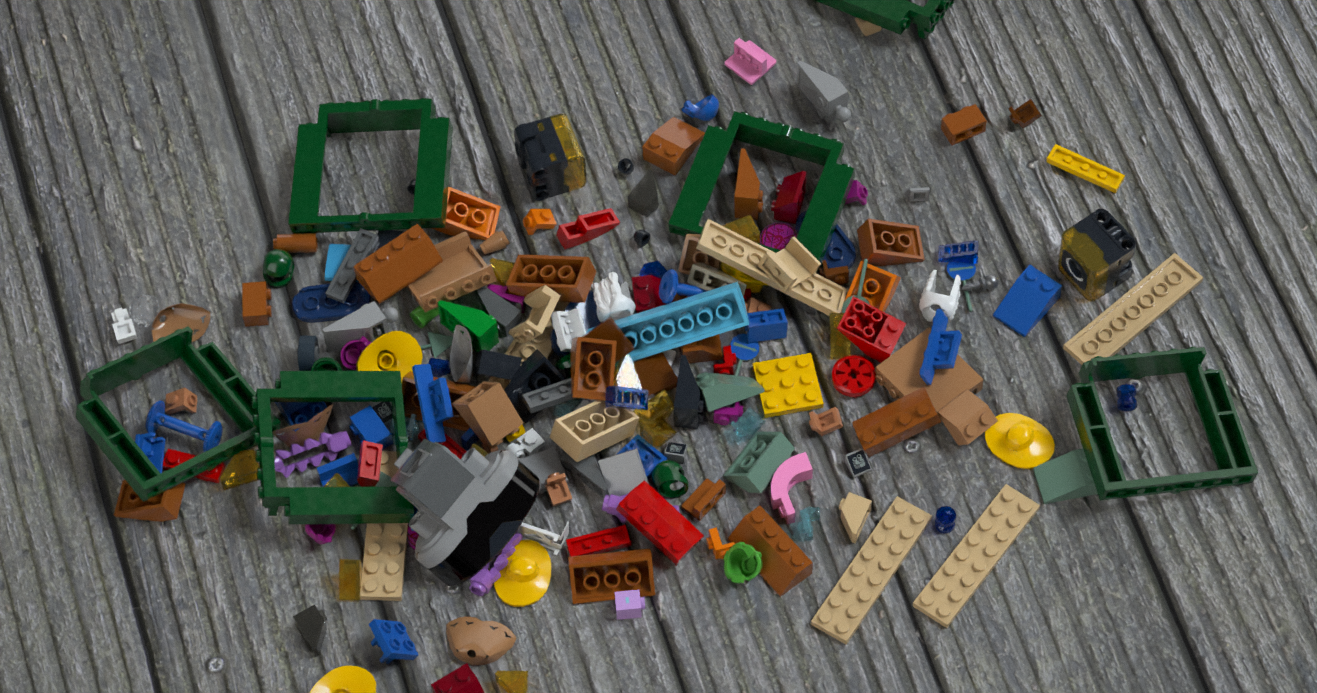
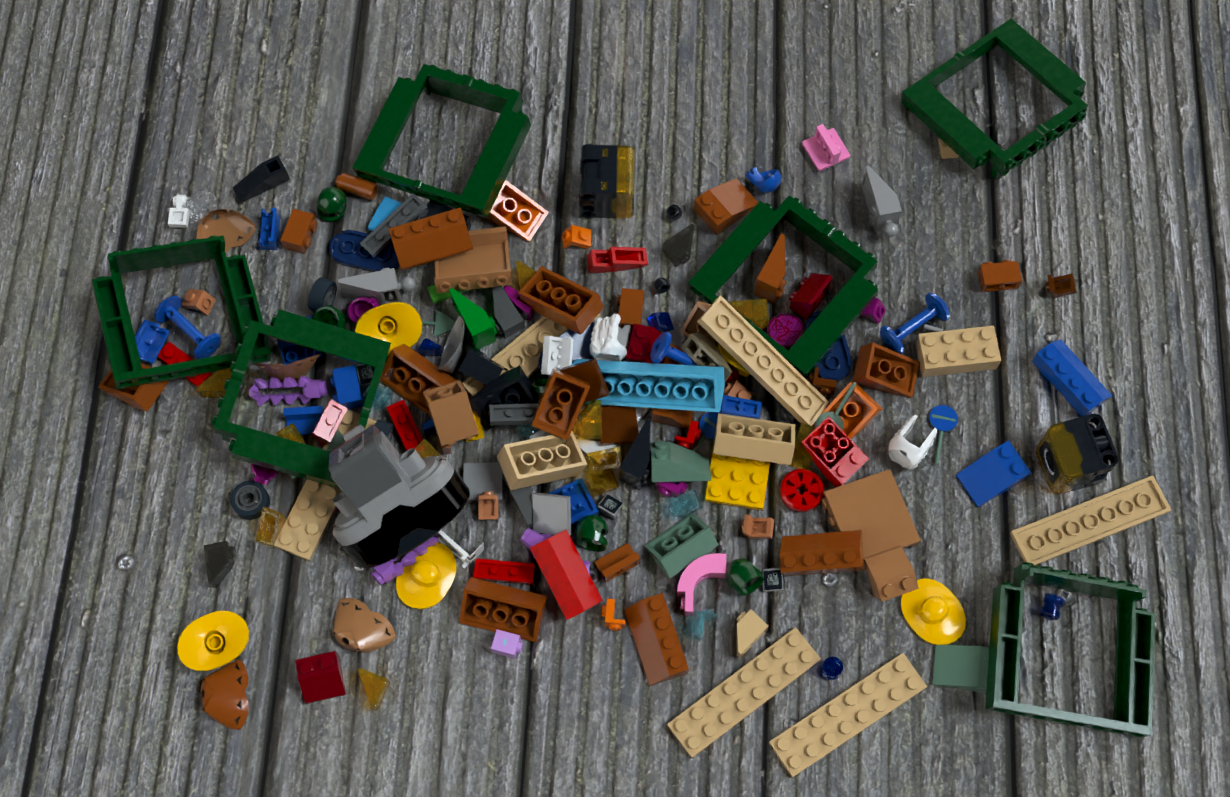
camera: 20 degrees right, 10 degrees up
(196, 266) = (262, 178): none -> black slope
(223, 313) = (269, 230): none -> blue hinge
(318, 554) = (242, 493): none -> wheel
(393, 640) = (282, 601): blue plate -> none
(433, 402) = (406, 383): blue bracket -> none
(494, 243) = (529, 245): medium nougat cone -> none
(529, 442) = (483, 449): white plate -> none
(543, 303) = (535, 333): tan panel -> none
(614, 398) = (570, 439): clear blue slope -> none
(620, 262) = (631, 307): none -> dark orange brick
(742, 563) = (624, 644): bright green helmet -> none
(790, 265) = (780, 365): tan panel -> none
(790, 342) = (754, 439): none -> tan brick
(825, 464) = (739, 573): none -> dark green helmet
(915, 171) = (936, 308): none -> blue hose
(941, 348) = (891, 497): blue bracket -> none
(951, 203) = (957, 351): none -> tan brick
(962, 252) = (955, 399): clear blue slope -> none
(988, 282) = (965, 441): flat silver bar -> none
(1064, 192) = (1071, 377): none -> blue slope
(1085, 168) = (1098, 359): yellow plate -> none

